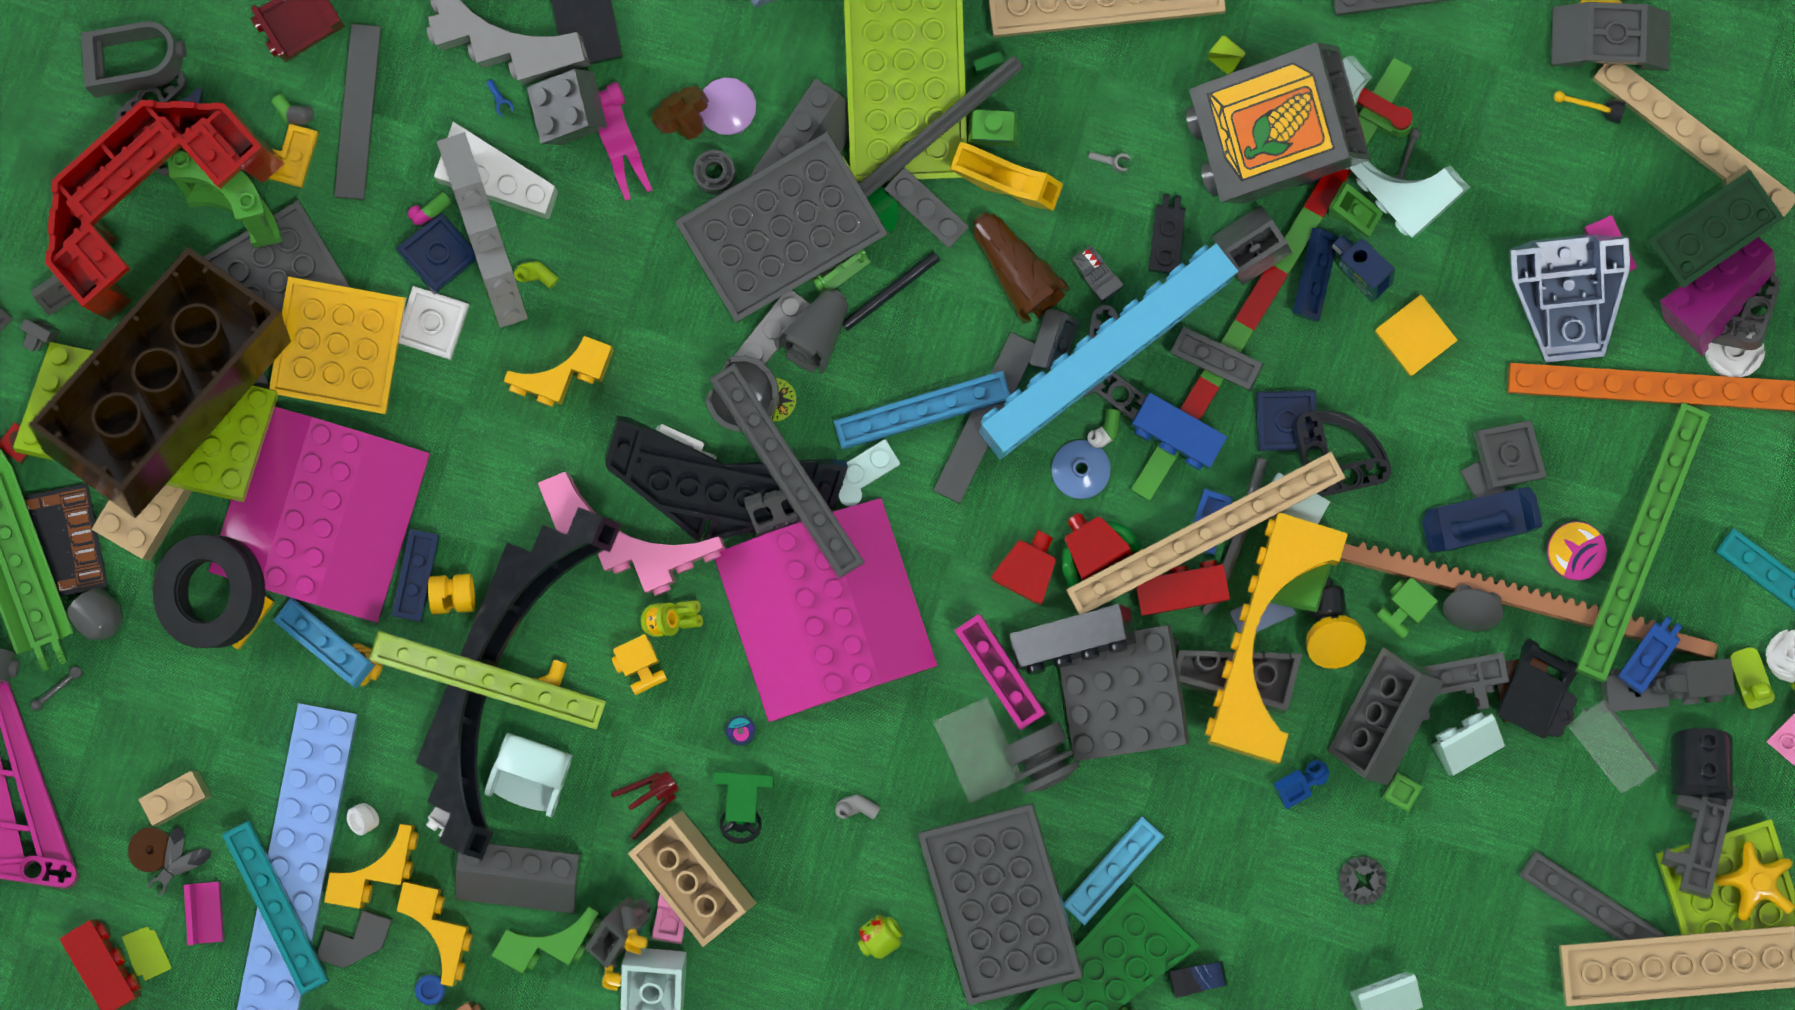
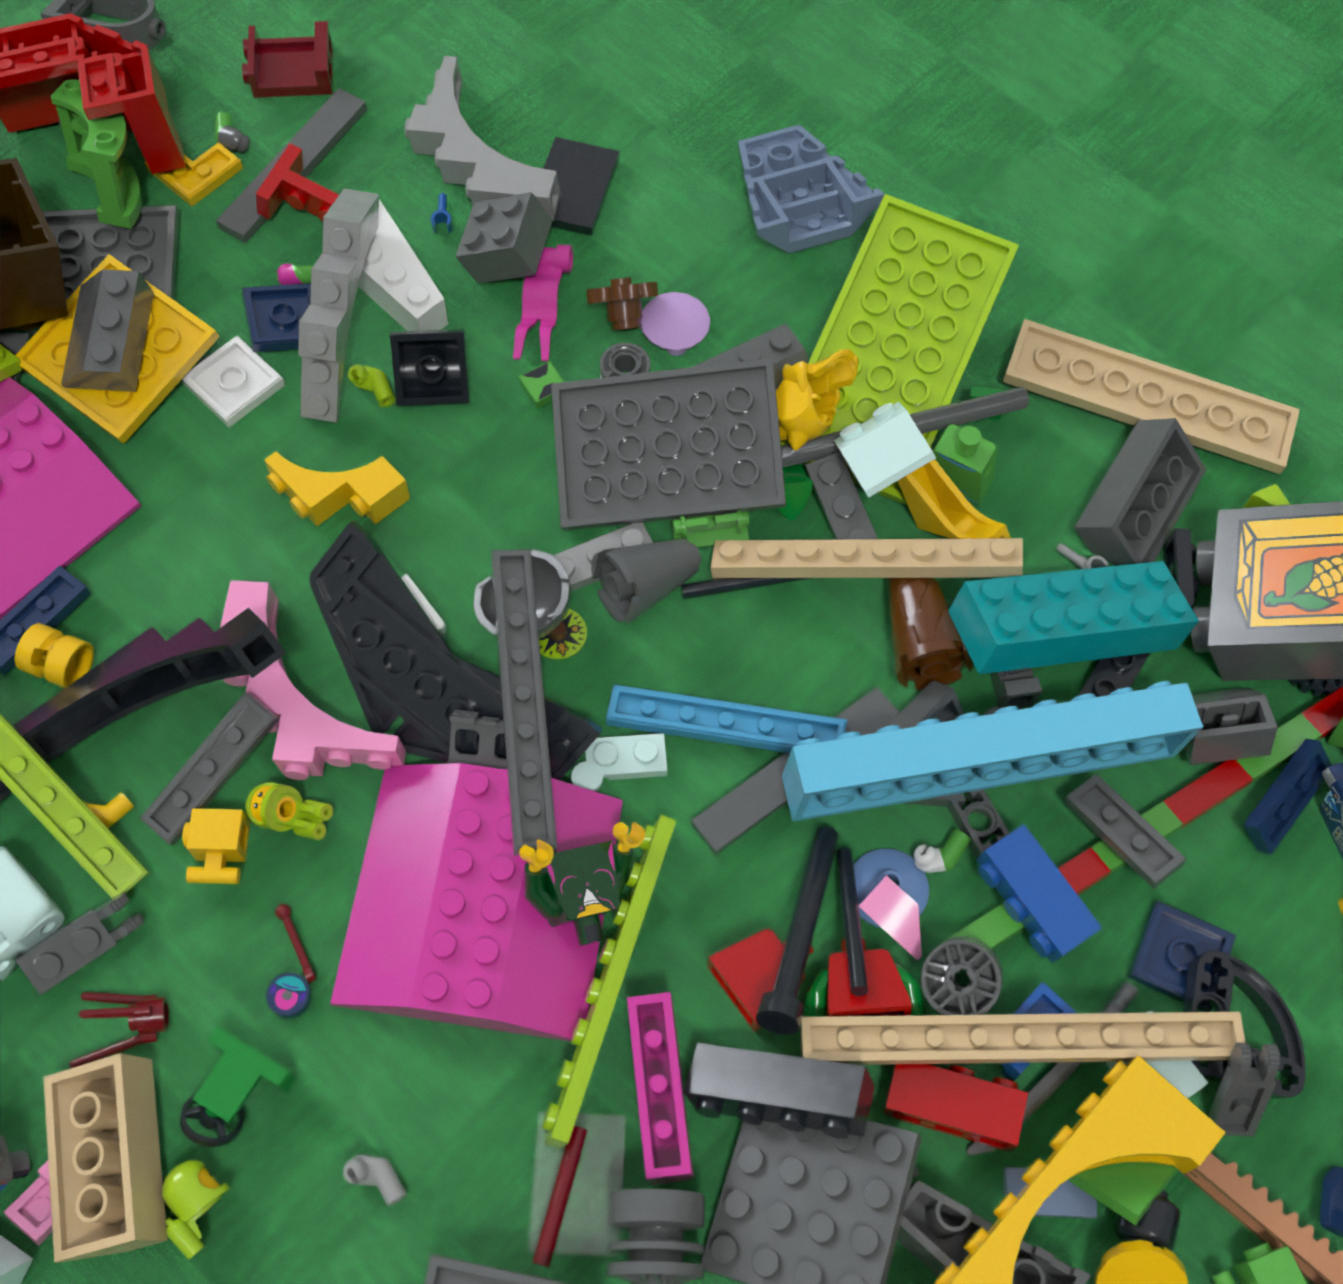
camera: 20 degrees right, 20 degrees down
(330, 342) = (108, 332): none -> dark grey slope
(388, 143) = (287, 184): none -> red bracket
(575, 245) = (430, 367): none -> black brick
(591, 765) = (75, 945): none -> dark grey hinge
(605, 616) = (210, 767): none -> dark grey tile
(659, 211) = (538, 383): none -> bright green tile
(705, 681) = (283, 913): none -> dark red hinge
(756, 872) = (189, 1193): none -> lime piece
(865, 142) = (811, 394): none -> yellow head
(888, 571) = (580, 881): none -> dark green torso
(936, 631) = (604, 991): none -> lime plate
(938, 160) = (883, 448): none -> light aqua slope
(962, 245) = (868, 558): none -> tan plate
(972, 763) = (559, 1198): none -> dark red bar
(1051, 592) = (780, 1009): none -> black piece
(1068, 507) = (851, 922): none -> black bar
(1094, 488) = (895, 914): none -> bright pink slope
(1121, 222) = (1071, 616): none -> teal brick
(1132, 87) = (1142, 494): none -> dark grey slope
(1153, 495) = (942, 986): none -> dark grey wheel
(1187, 148) = (1179, 559): none -> black hinge
(1352, 498) = (1245, 1090): none -> dark grey hinge

